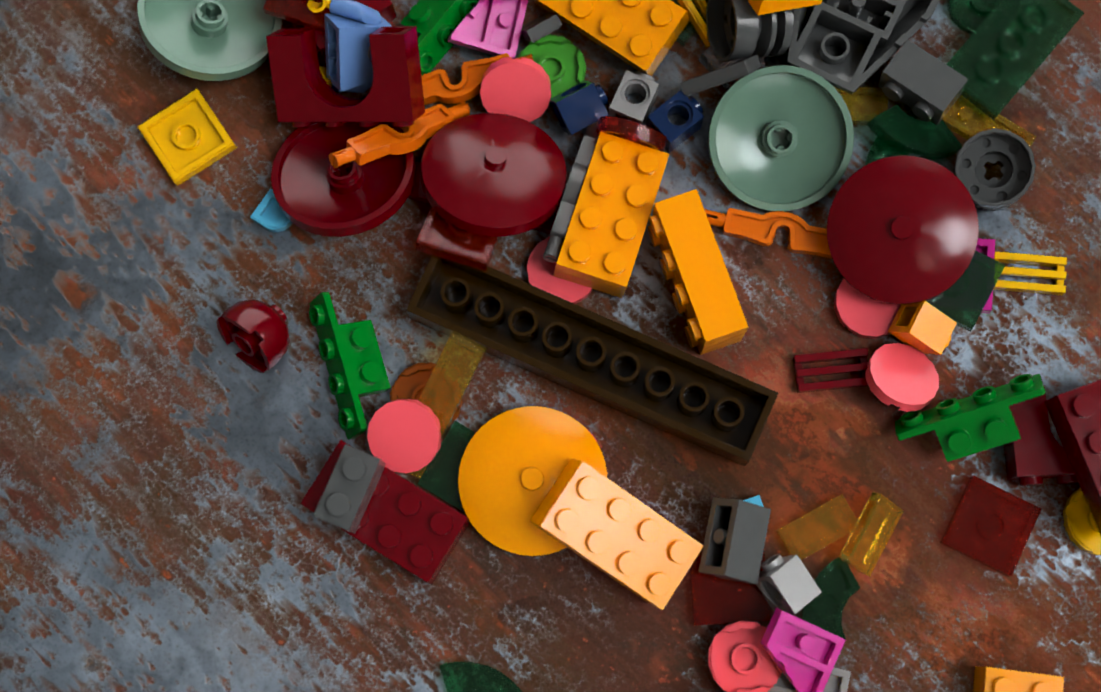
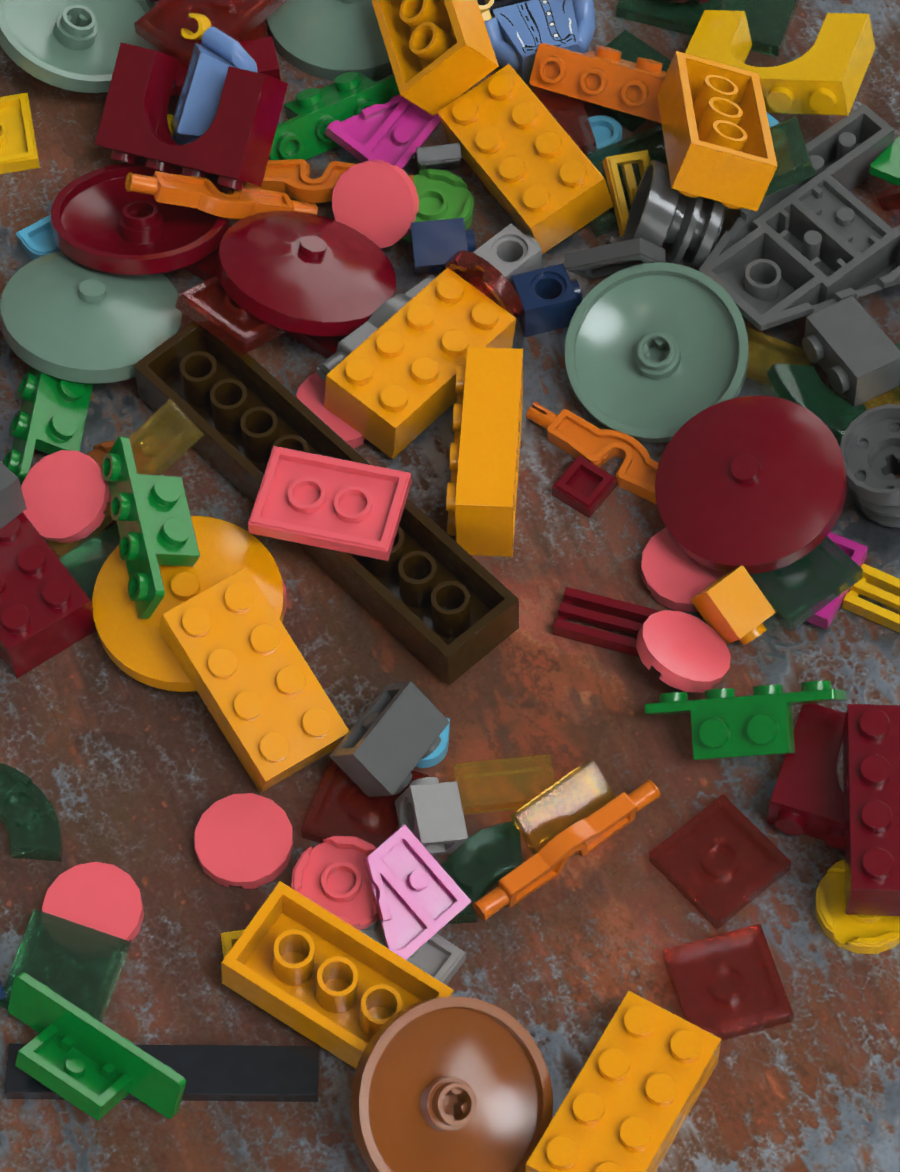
camera: 20 degrees right, 20 degrees down
(346, 282) = (86, 320): none -> sand green dish
(486, 442) = (151, 525): none -> green bracket
(609, 371) = (330, 503): none -> coral tile
(657, 648) = (244, 841): none -> coral tile
(768, 264) = (584, 486): none -> dark red tile
(885, 572) = (579, 838): none -> orange piece
(1035, 618) = (729, 983): none -> clear red tile

